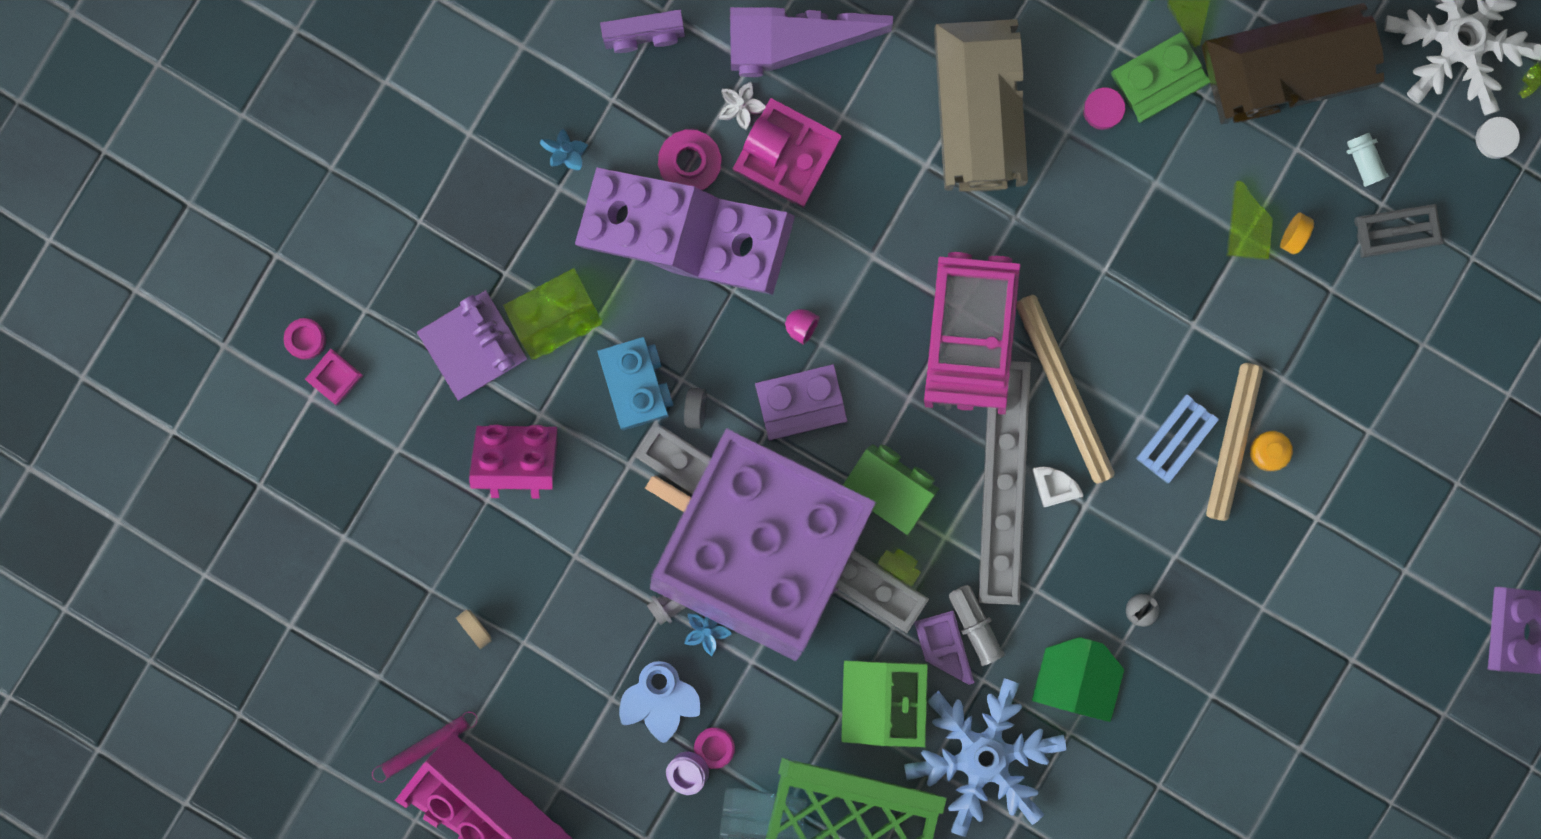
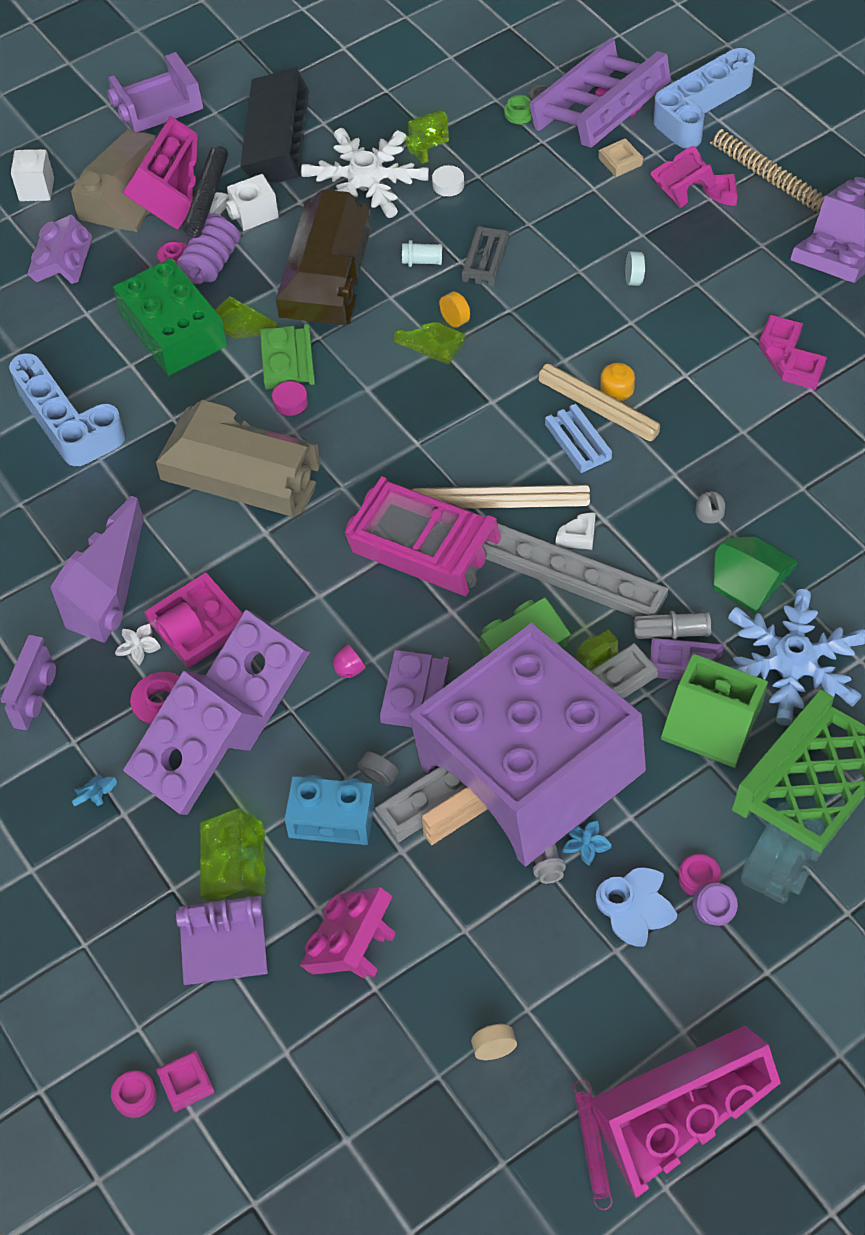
camera: 65 degrees left, 30 degrees down
(1376, 629) = (791, 364): none -> dark pink tile
(1440, 409) = (634, 268): none -> light aqua tile

